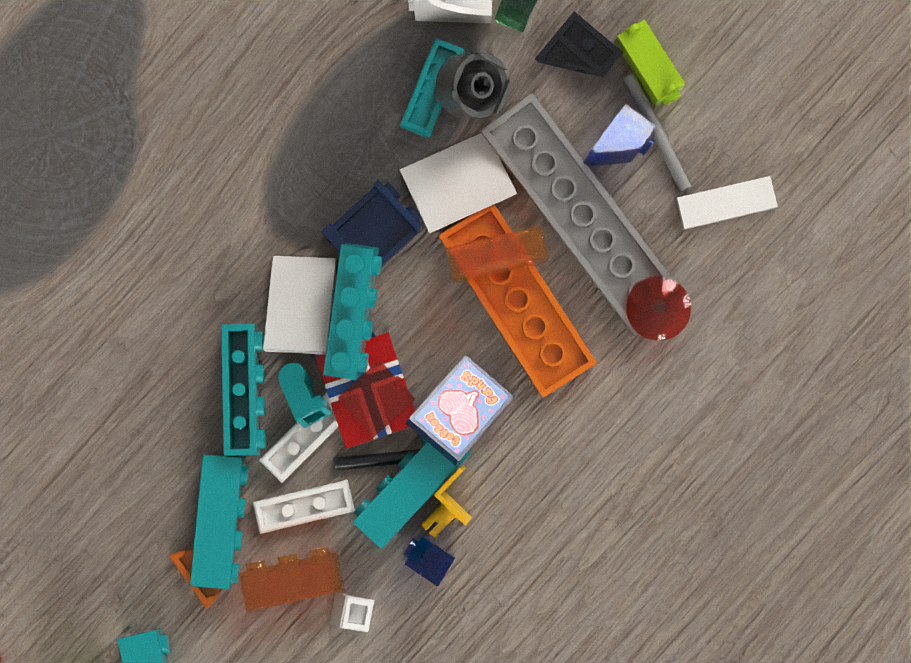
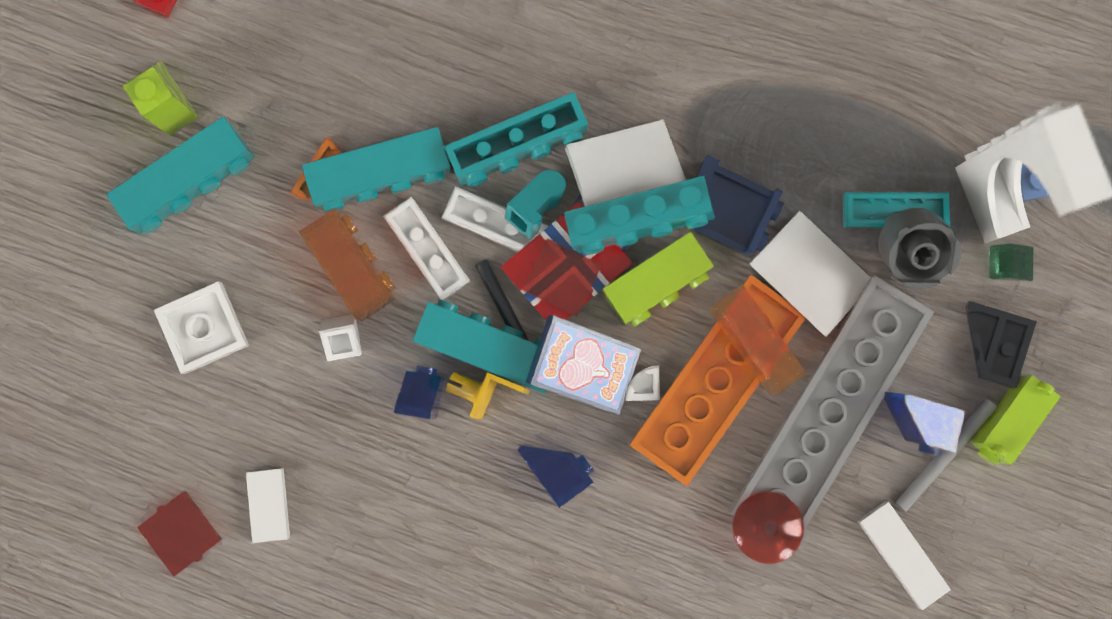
camera: 65 degrees right, 0 degrees up
(412, 317) = (658, 280): none -> lime brick
(497, 364) = (644, 385): none -> white tile
(542, 467) = (558, 471): none -> clear blue slope

